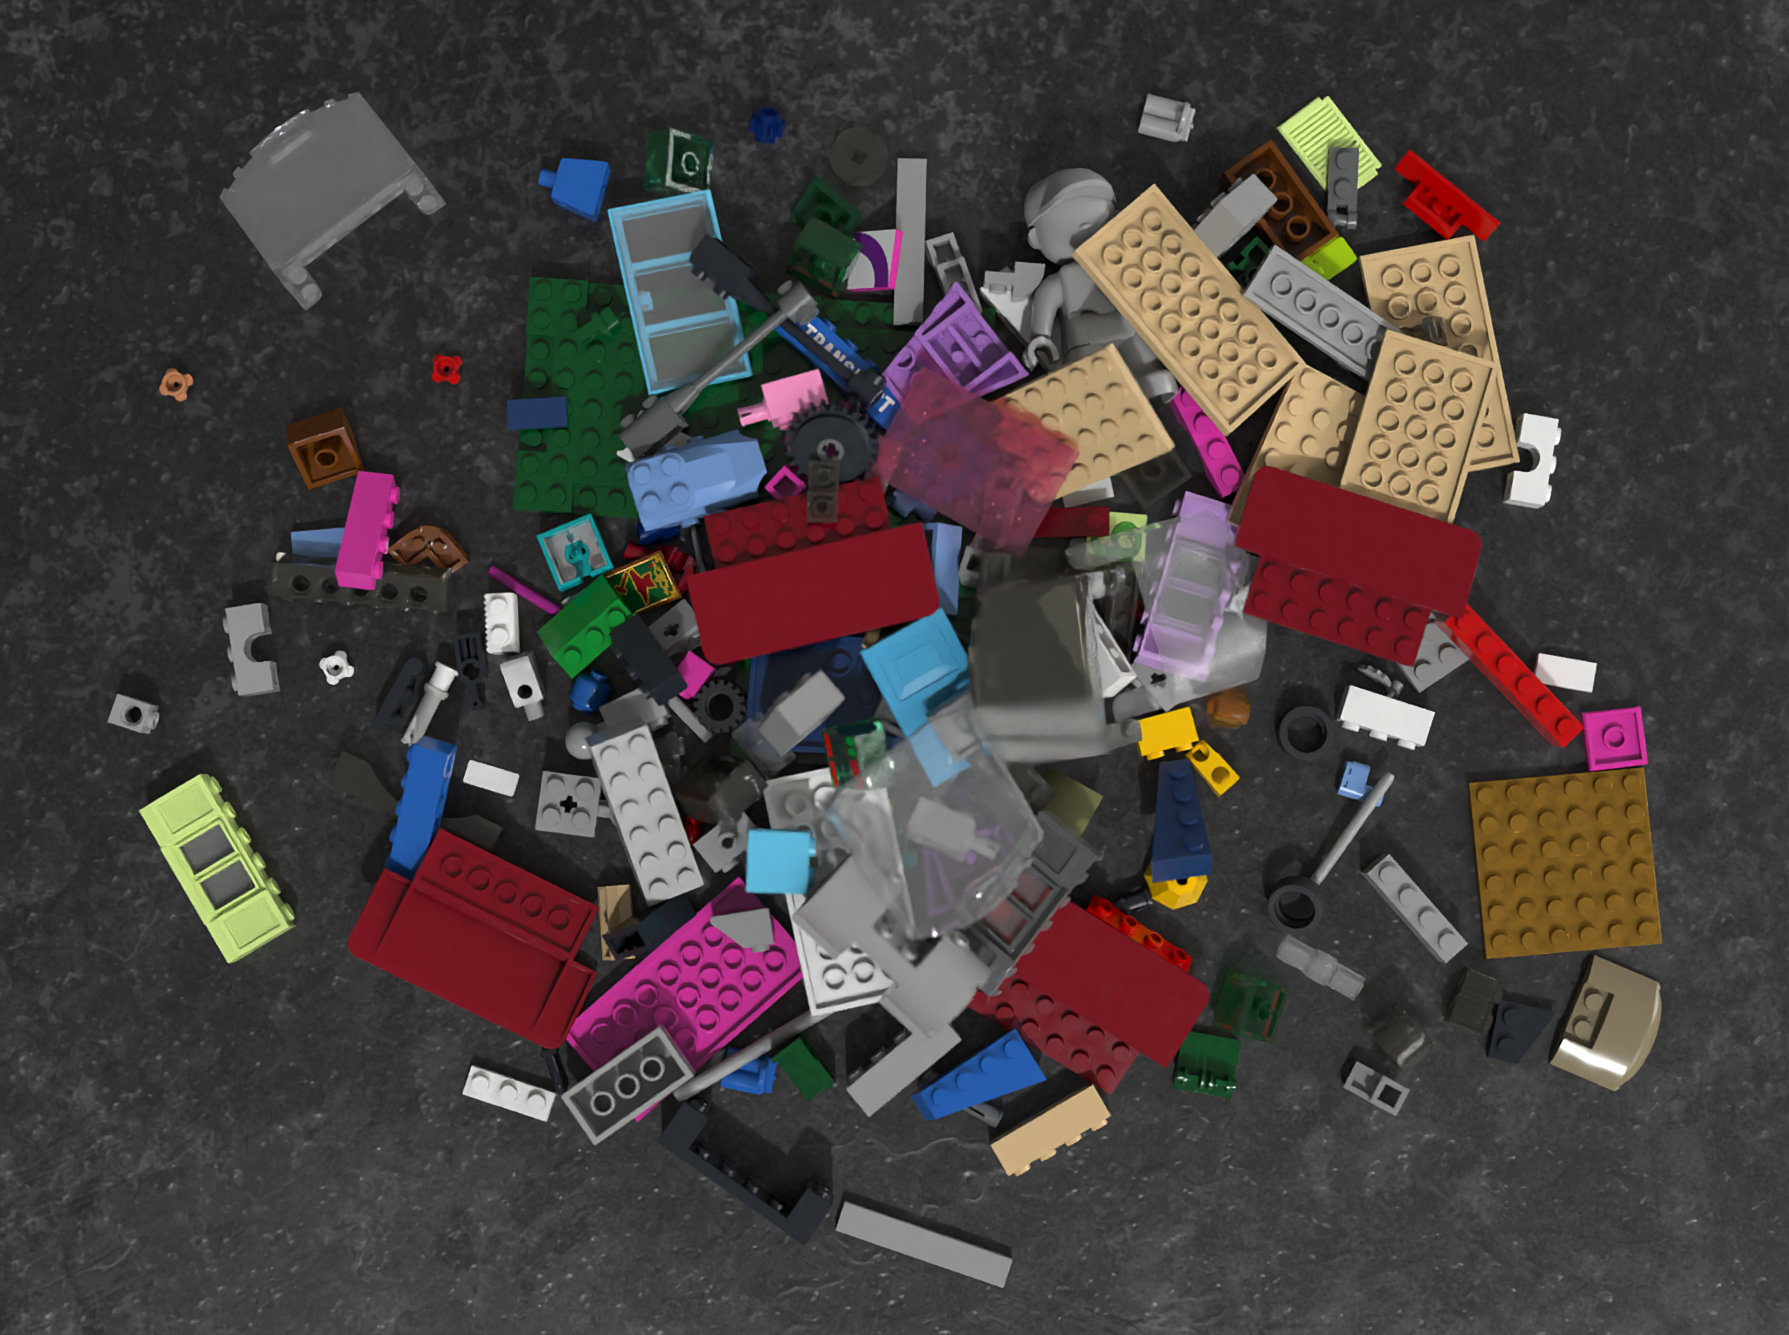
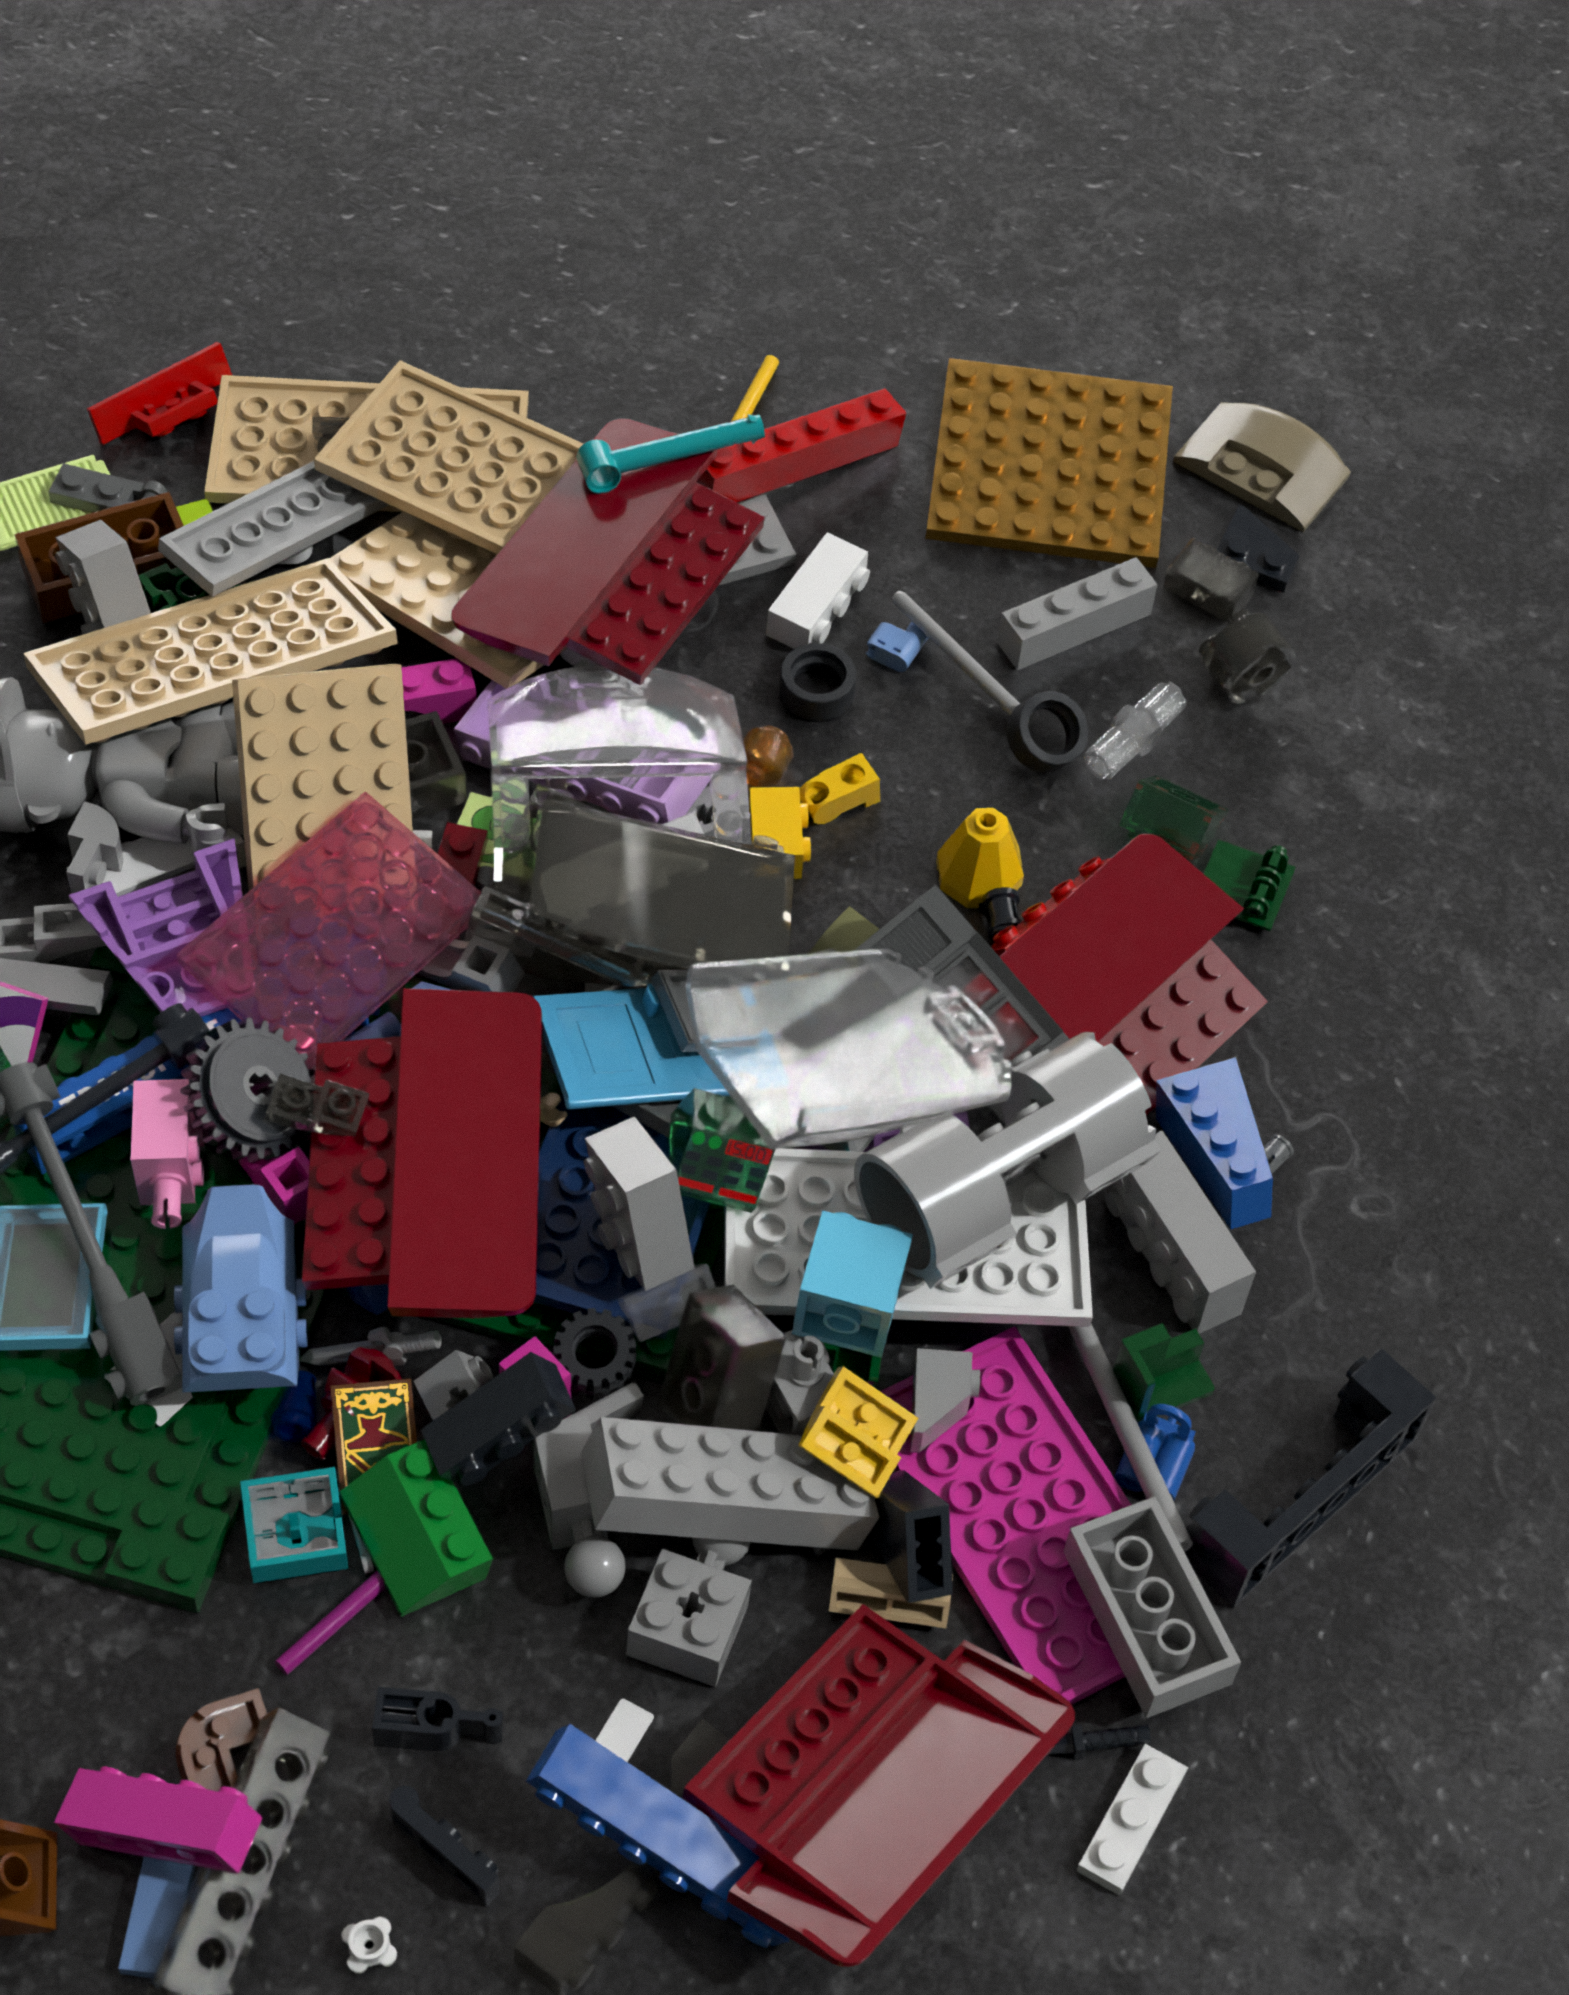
camera: 80 degrees left, 30 degrees down
(434, 691) = (454, 1790): white pin -> none
(502, 623) = (372, 1657): white brick -> none
(520, 671) = (476, 1639): light grey torso -> none
(537, 413) = (57, 1519): dark blue tile -> none
(590, 691) = (520, 1551): blue head -> none
(694, 882) = (857, 1431): none -> yellow slope
(924, 1244) = (1454, 1273): light grey tile -> none
(1049, 1129) = (1306, 1082): tan brick -> none
(1180, 833) = (914, 813): dark blue wedge -> none
(1376, 1088) = (1311, 699): light grey brick -> none
(1394, 687) = (764, 591): light grey piece -> none
(1420, 540) = (604, 467): none -> teal piece
(1537, 436) = (561, 387): white arch -> none
(1564, 627) = (757, 387): none -> yellow bar
(1565, 672) = (812, 397): white tile -> none
(1614, 738) = (910, 378): dark pink tile -> none

